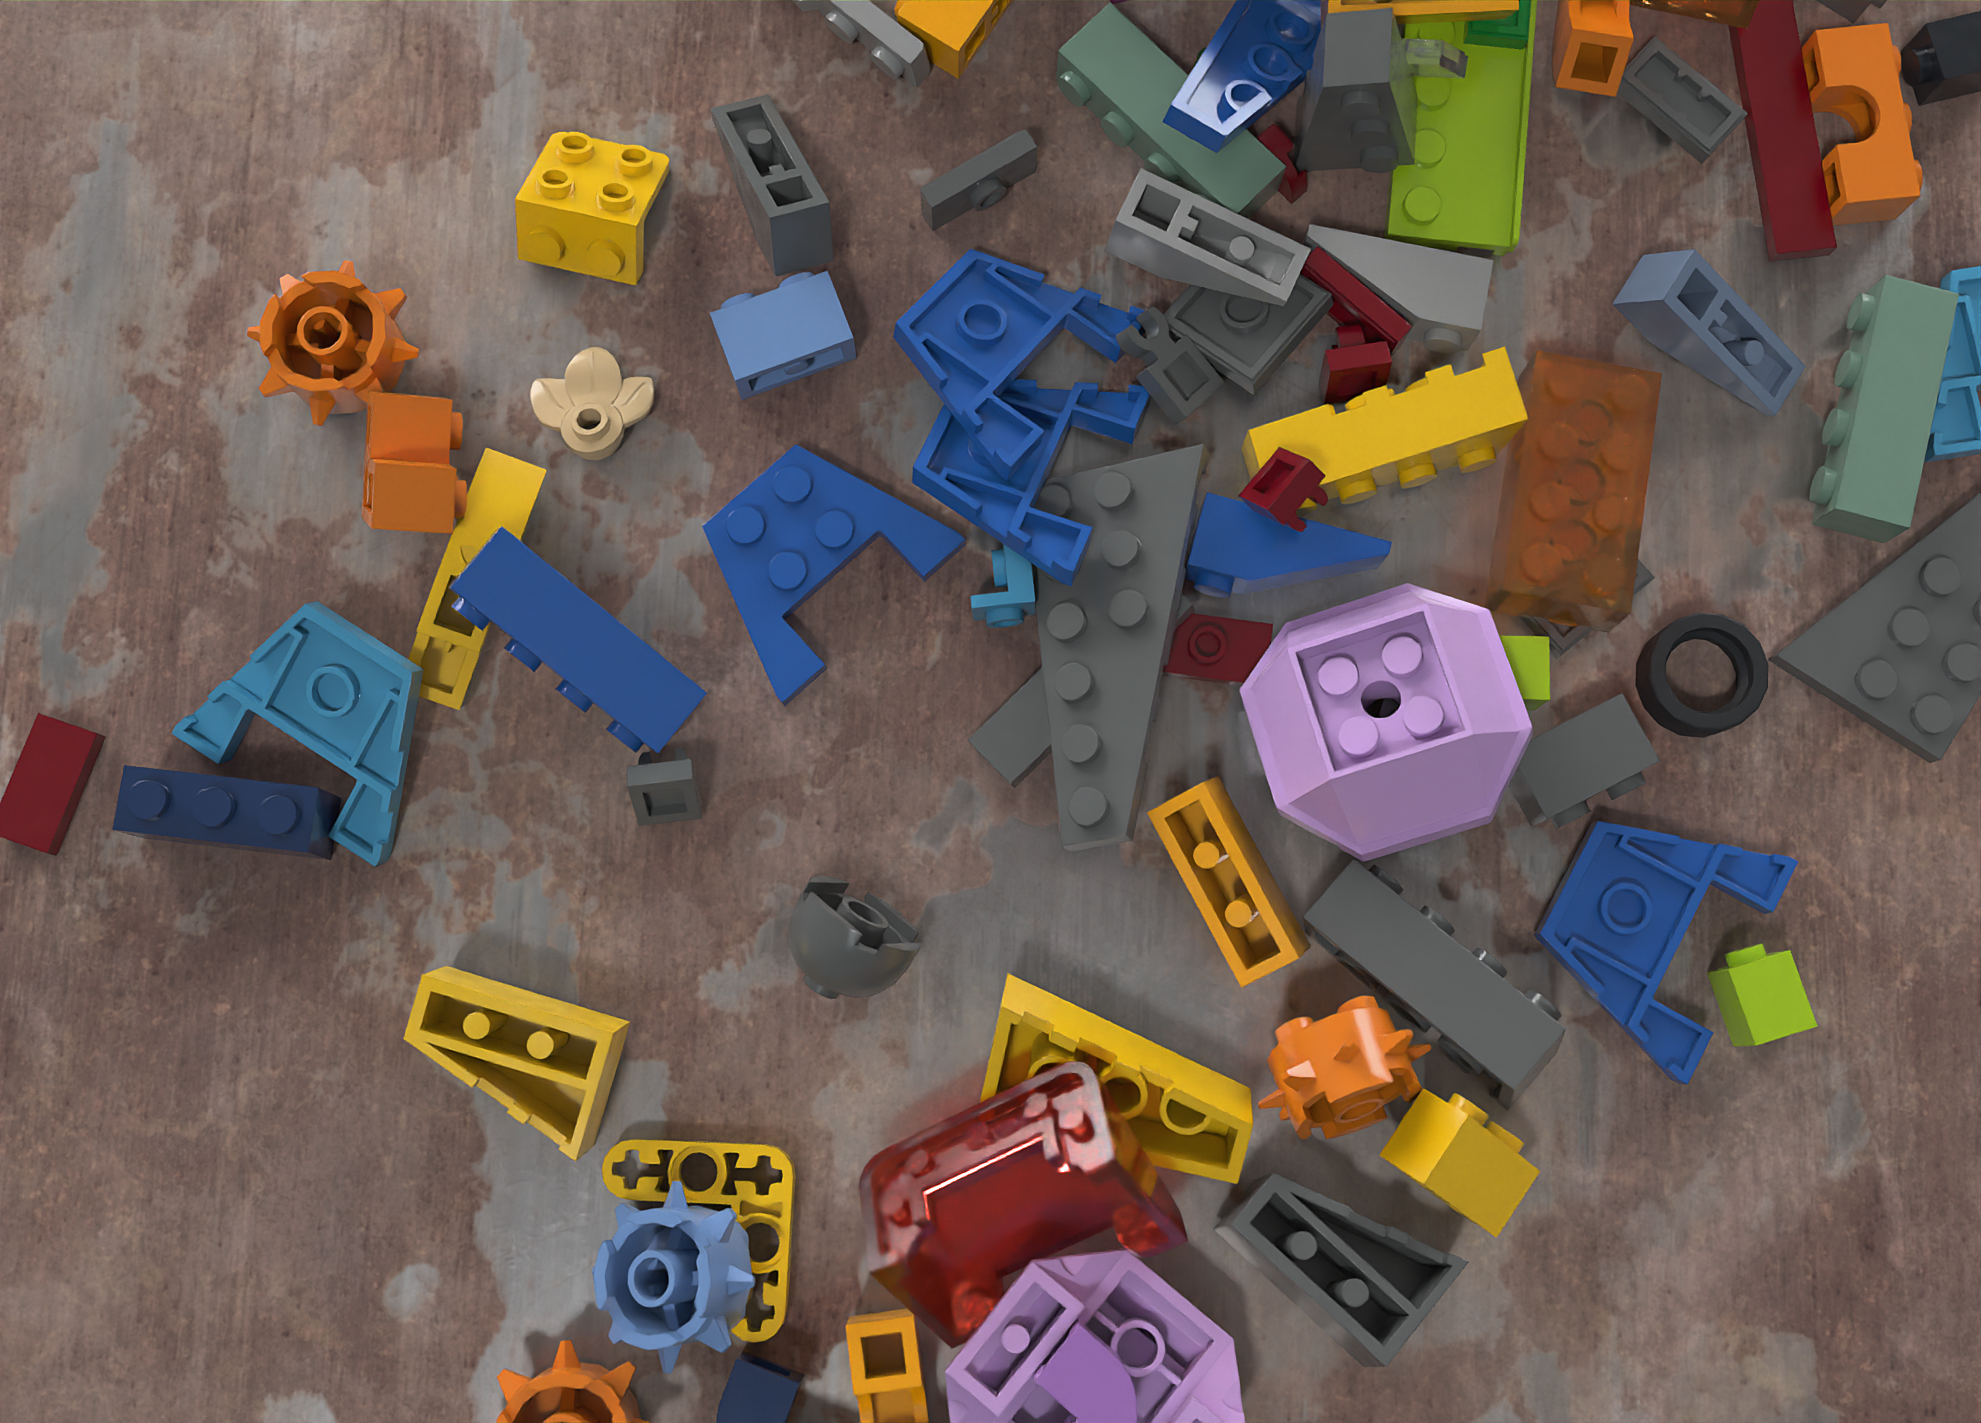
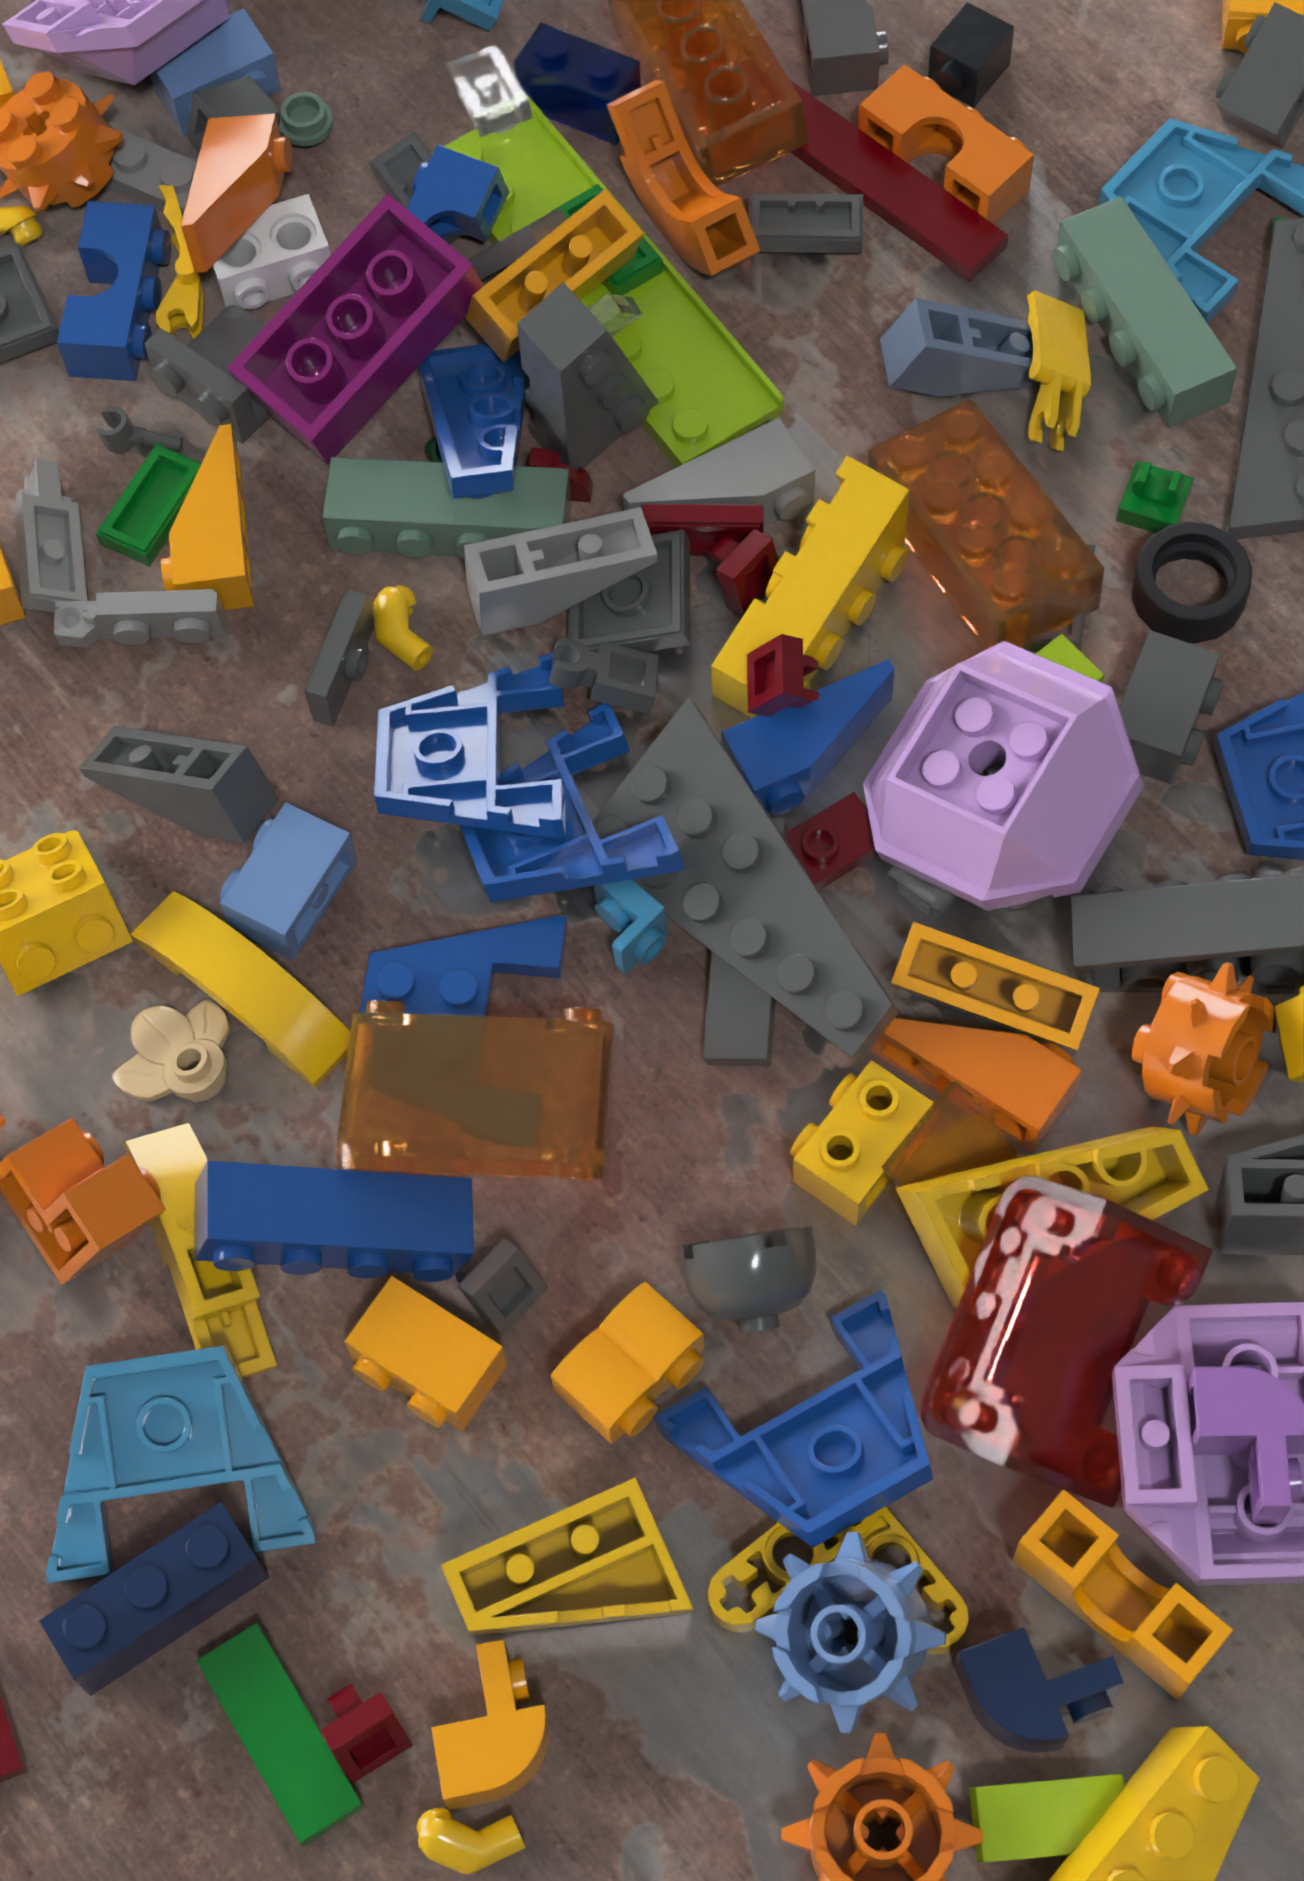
camera: 35 degrees left, 15 degrees down
(238, 983) = (280, 1734): none -> green tile
(290, 1036) = (364, 1733): none -> dark red tile
(290, 1177) = (463, 1847): none -> yellow arm
(371, 1132) = (494, 1753): none -> light orange brick
(564, 796) = (425, 1355): none -> light orange brick
(684, 392) = (247, 985): none -> yellow slope
(704, 930) = (630, 1363): none -> light orange brick
(759, 639) = (478, 1094): none -> clear orange windscreen
(788, 1132) = (832, 1453): none -> blue wing
(1024, 908) = (846, 1152): none -> yellow brick
(1050, 174) = (392, 627): none -> yellow arm
(1085, 971) = (948, 1140): none -> clear orange piece
(1169, 946) = (1001, 1071): none -> orange slope
(1741, 577) = (1154, 497): none -> green tile
(1767, 398) = (1060, 365): none -> yellow arm

